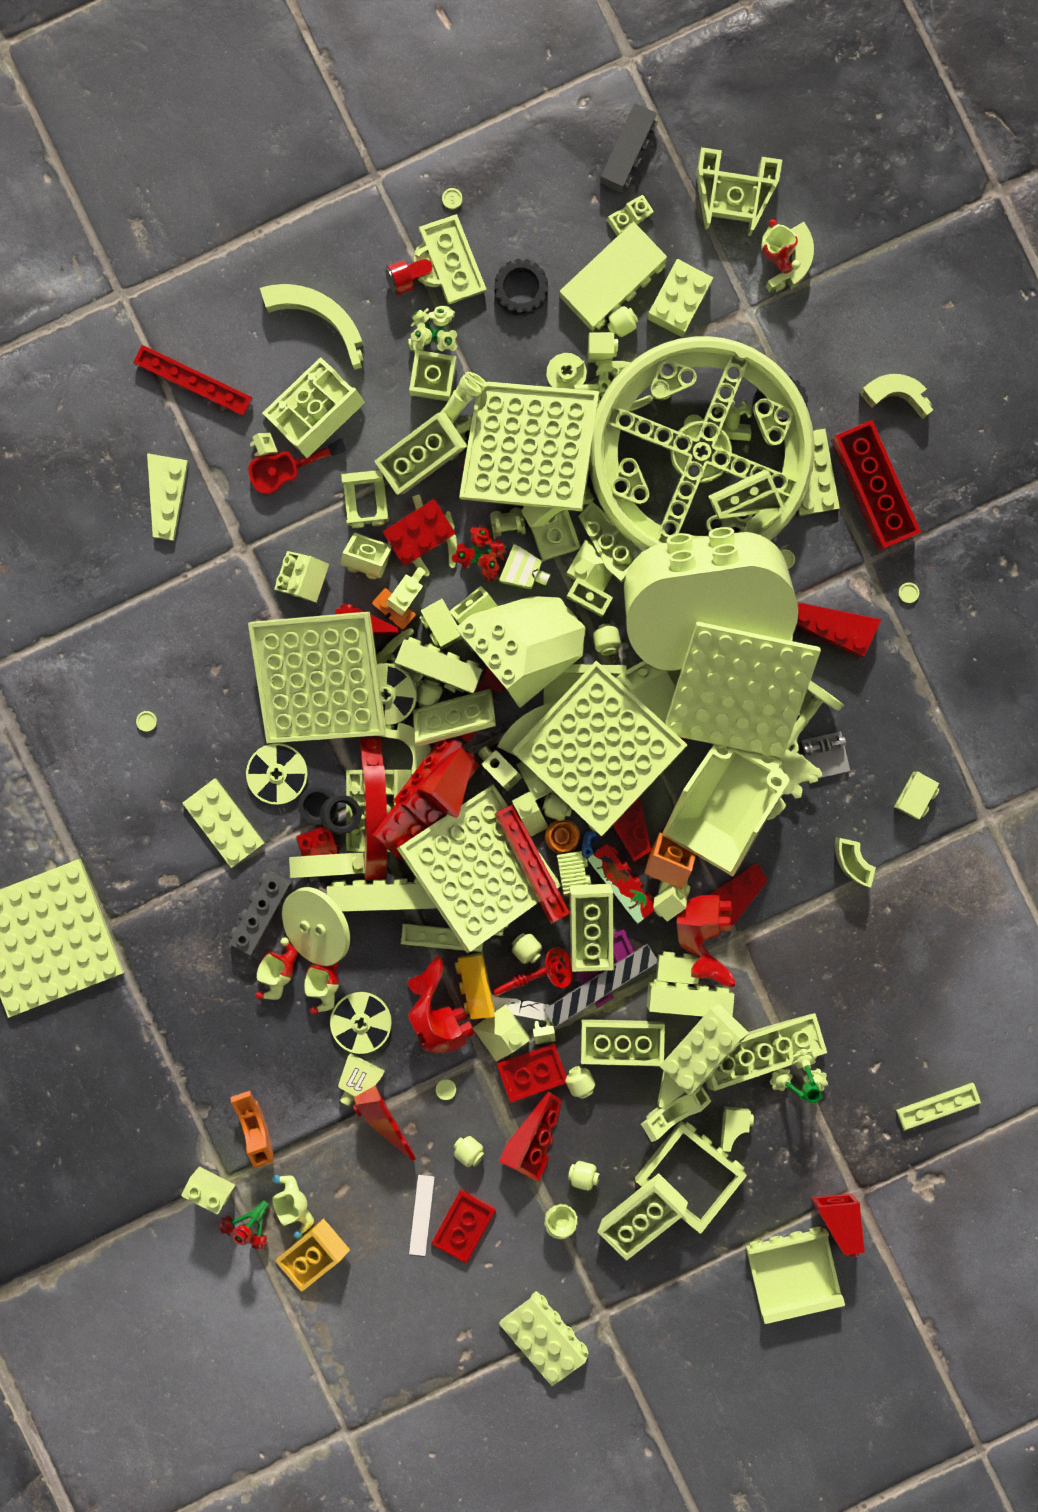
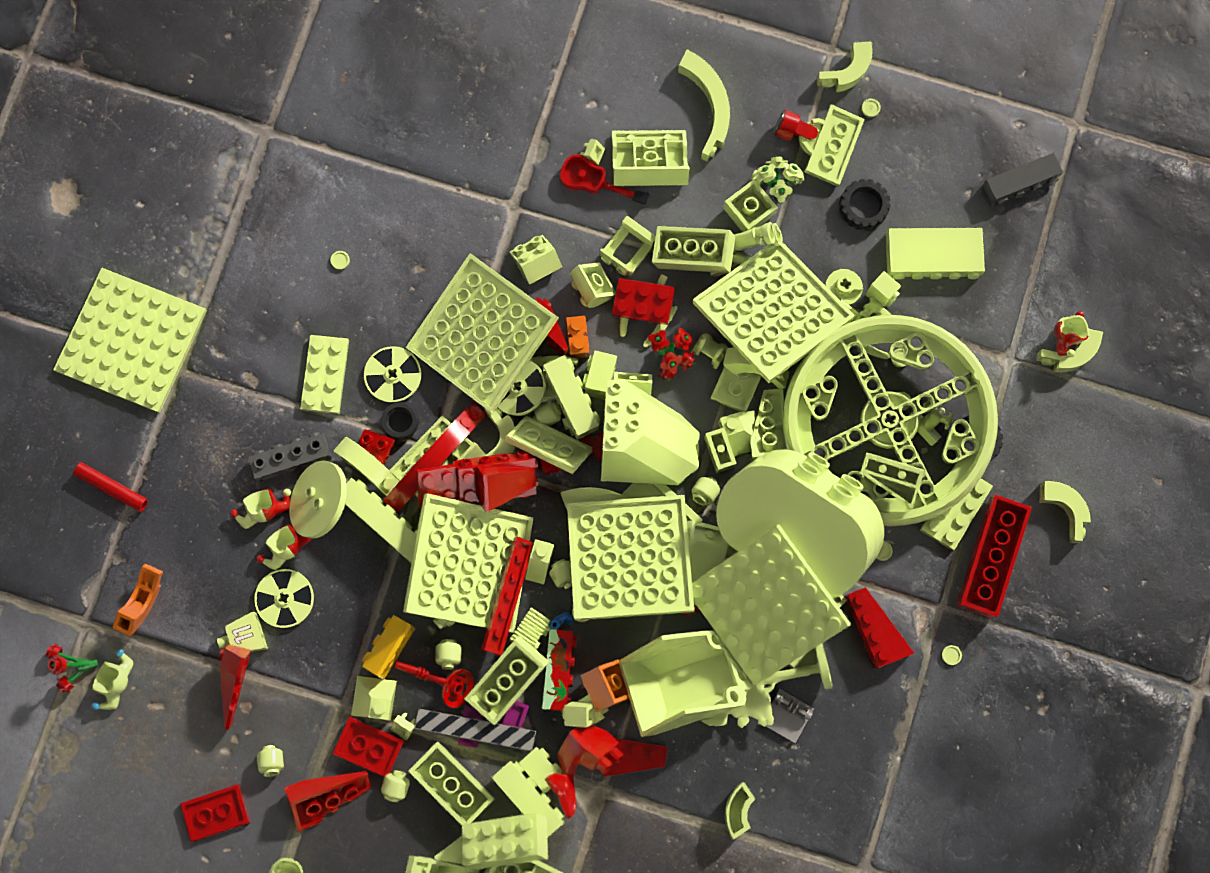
camera: 45 degrees right, 10 degrees down
(144, 1064) = (110, 487): none -> red piece
(166, 492) = (498, 125): yellowish green wing -> none
(192, 380) = (586, 70): red plate -> none
(208, 1190) = (66, 613): yellowish green panel -> none
(312, 1255) = (91, 731): yellow slope -> none
(356, 814) = (423, 439): black tyre -> none
(405, 592) = (596, 331): yellowish green plate -> none
(408, 165) = (845, 79): none -> yellowish green arch
(421, 1215) = (193, 777): white sticker -> none
(432, 937) = (392, 588): yellowish green tile -> none
(436, 1028) = (331, 650): red hips -> none
(446, 1089) = (297, 702): yellowish green piece -> none
(504, 773) = (548, 510): yellowish green torso -> none
(521, 1007) = (405, 693): white sticker -> none
(523, 569) = (691, 390): torso -> none
(535, 784) = (562, 545): yellowish green slope -> none
(562, 836) = (547, 599): orange hat -> none
(583, 1175) = (333, 857): yellowish green head -> none
(622, 321) = (914, 287): yellowish green head -> none
(633, 831) = (601, 638): red wing -> none
(635, 211) = (990, 223): yellowish green slope -> none
(679, 298) = (969, 307): yellowish green brick -> none
(734, 194) = (1070, 272): yellowish green wedge -> none
(917, 795) = (827, 806): yellowish green brick -> none

